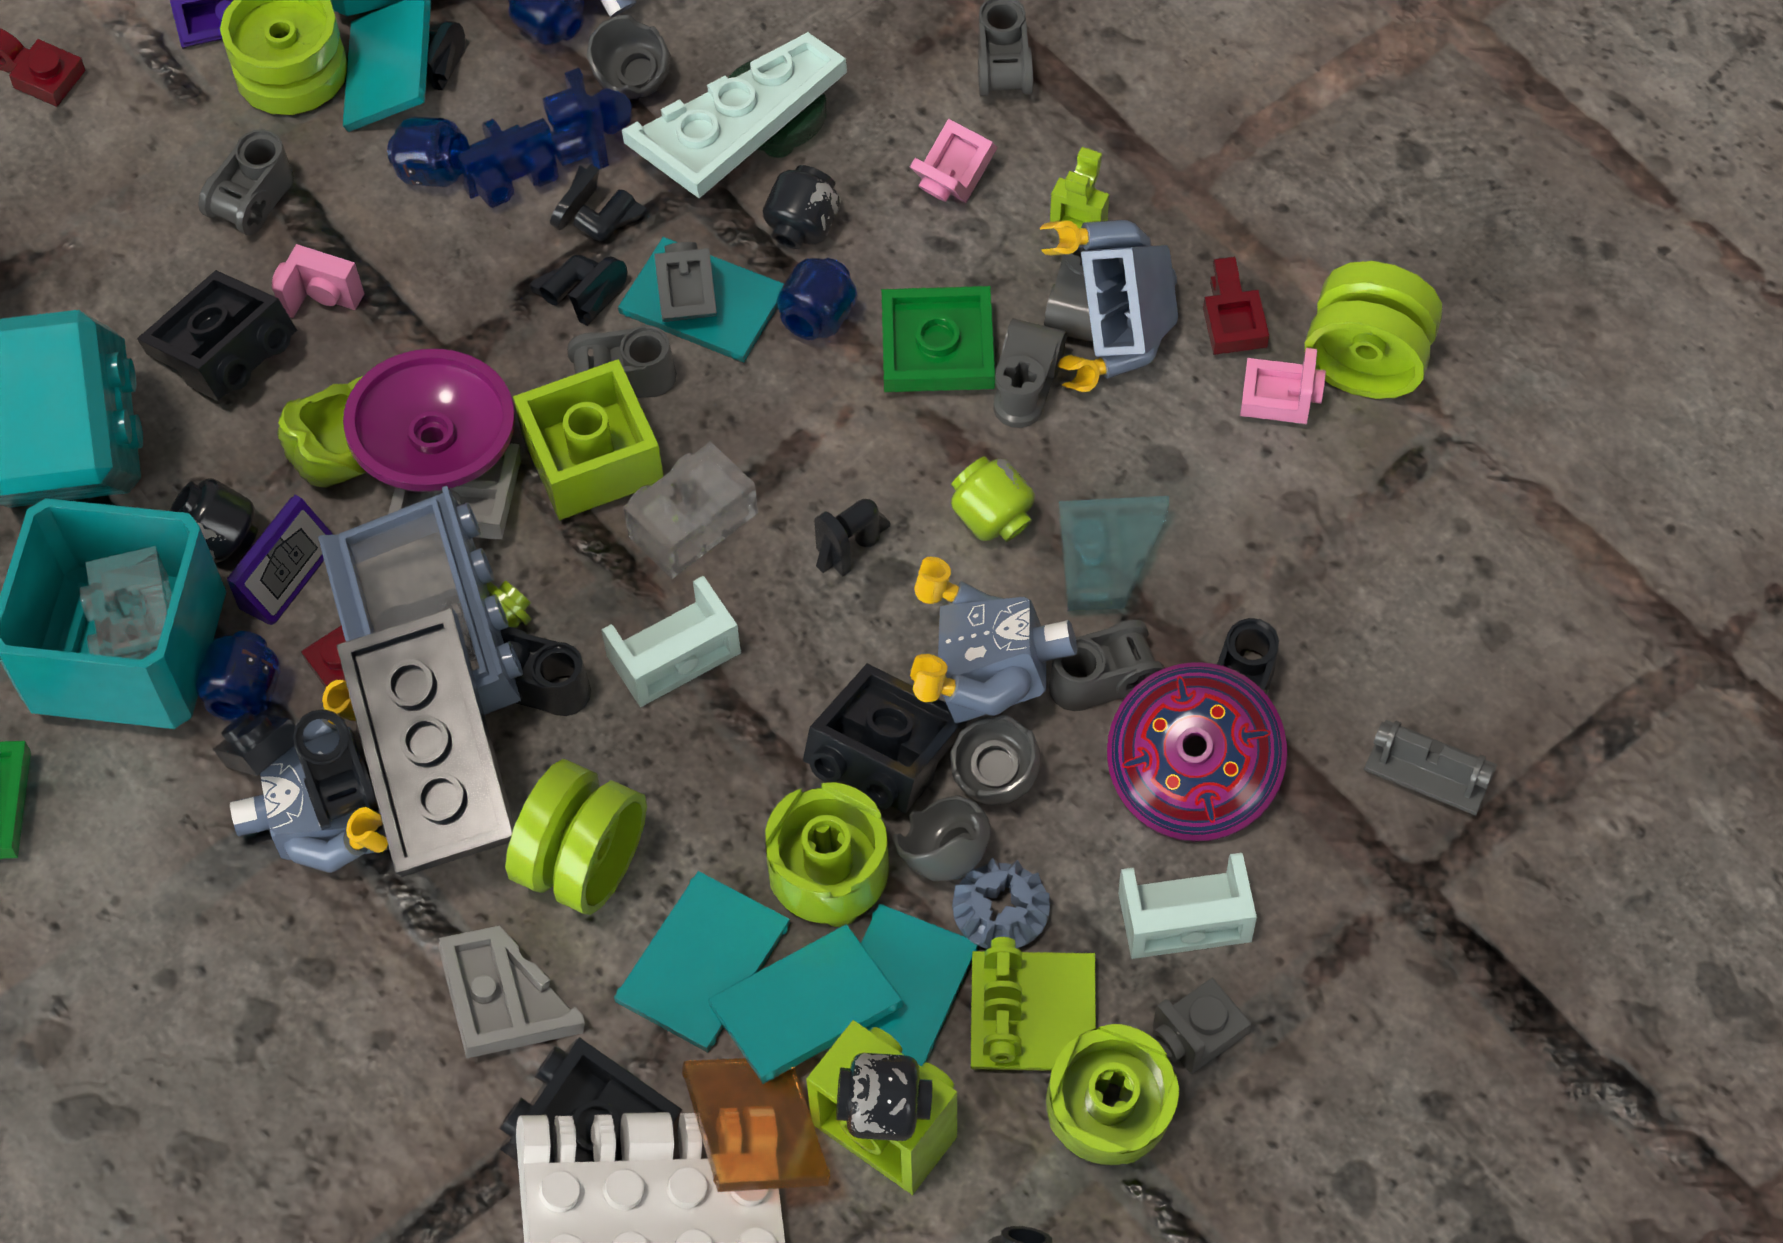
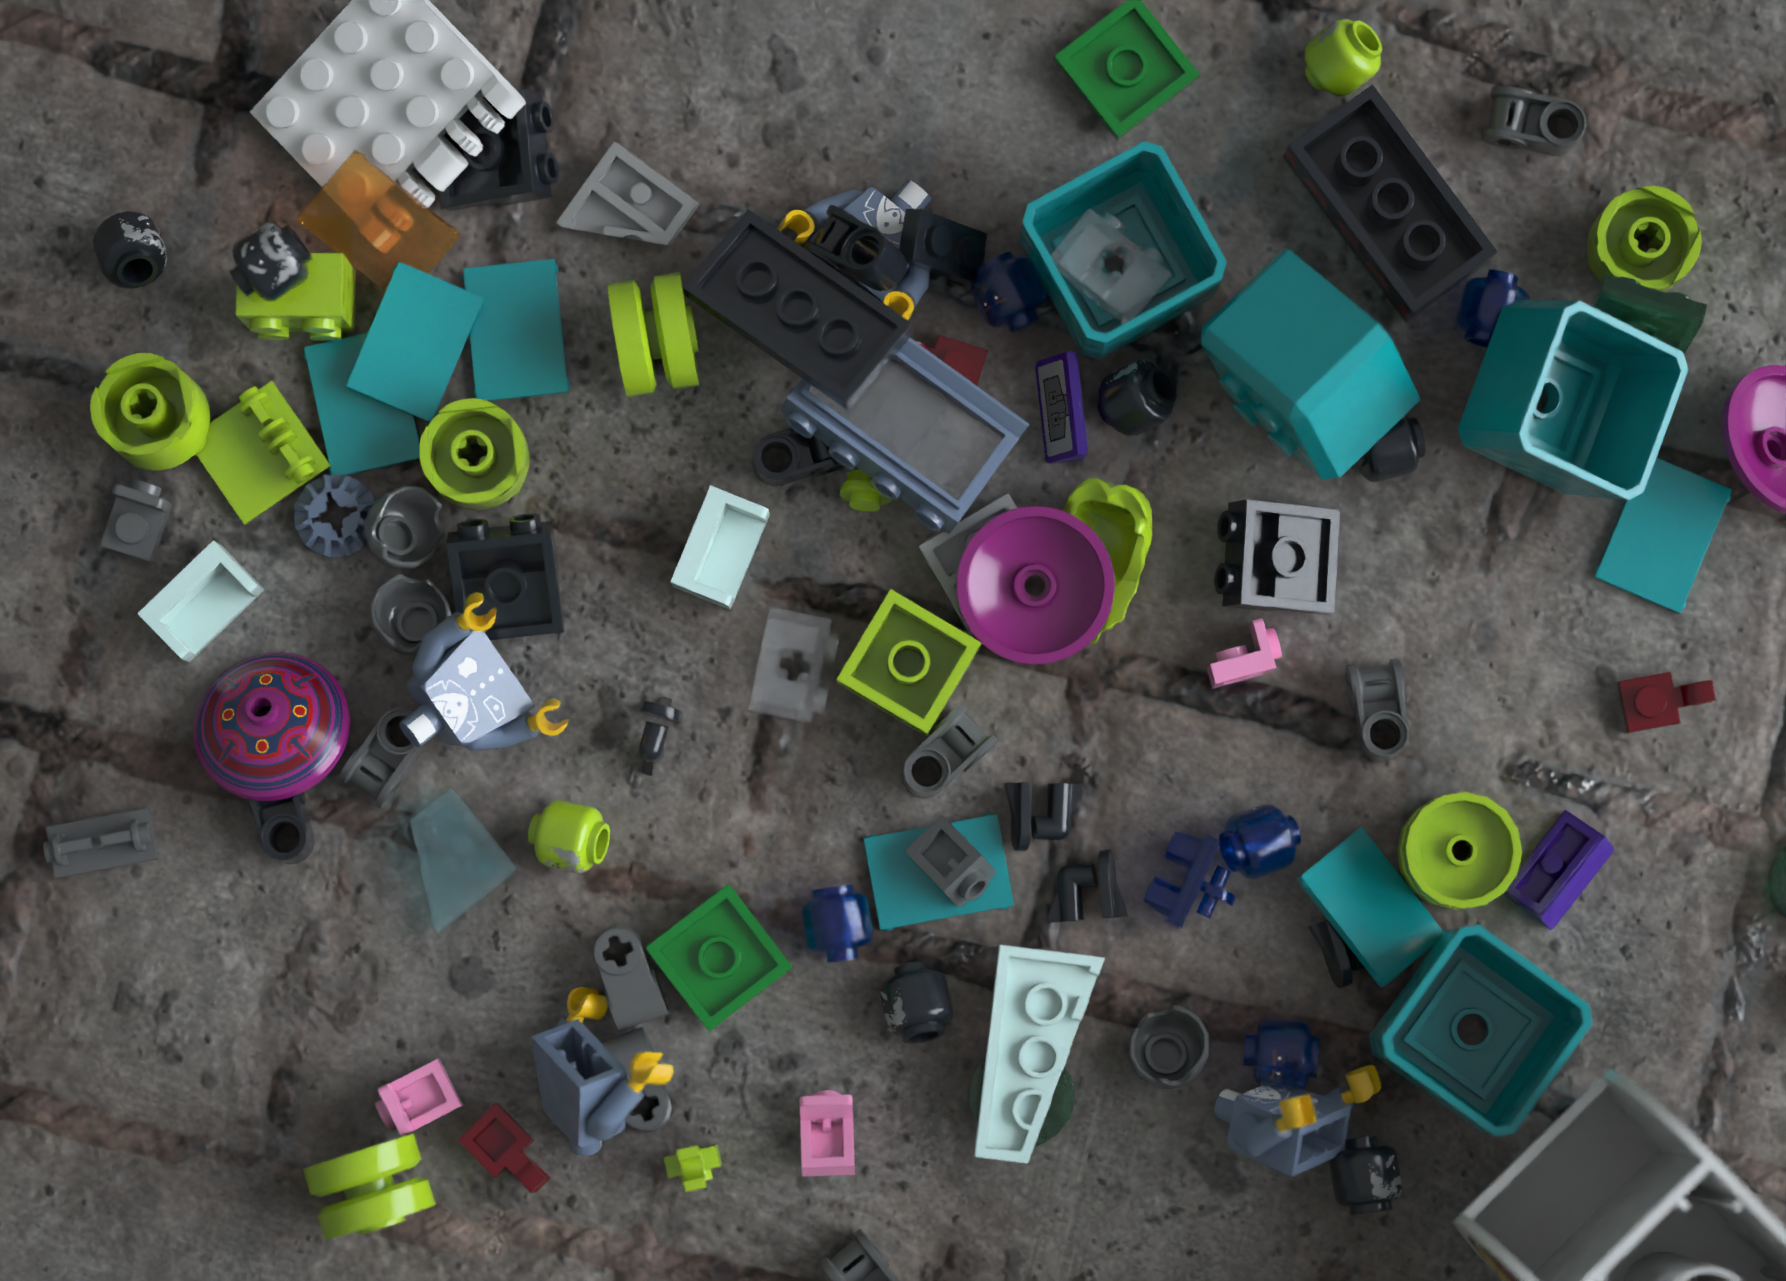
camera: 140 degrees right, 25 degrees up
(583, 119) = (1138, 971): clear blue hips -> none

